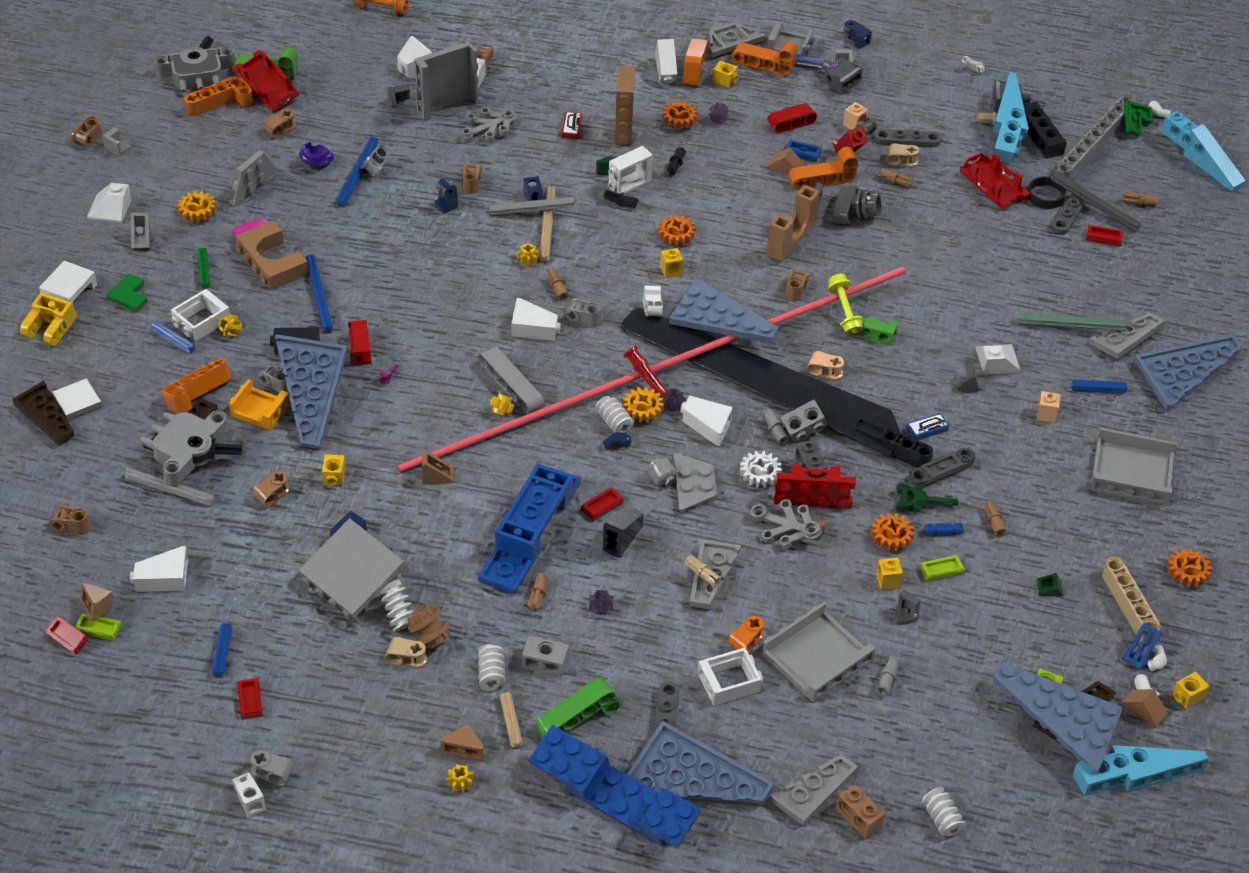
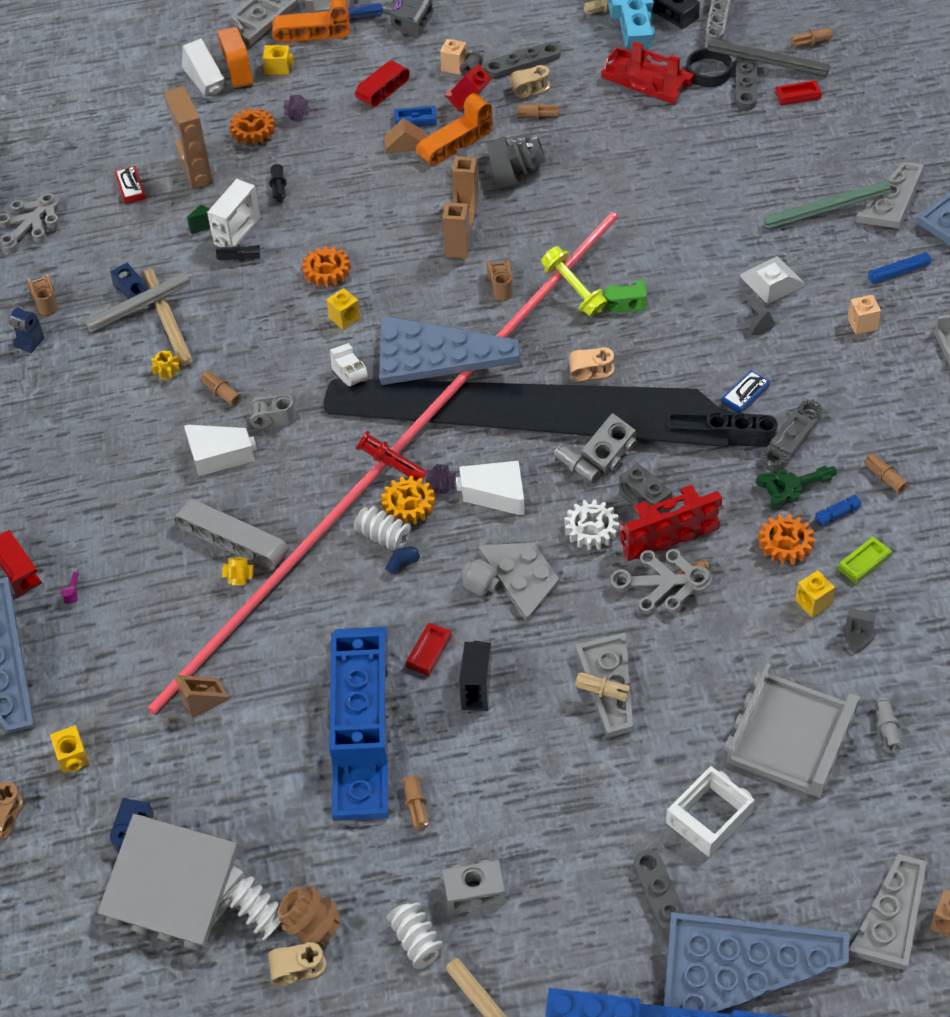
camera: 20 degrees left, 5 degrees up
(579, 707) = (555, 945): bright green beam -> none
(601, 602) = (501, 781): clear purple gear -> none
(747, 634) = (699, 748): orange piece -> none

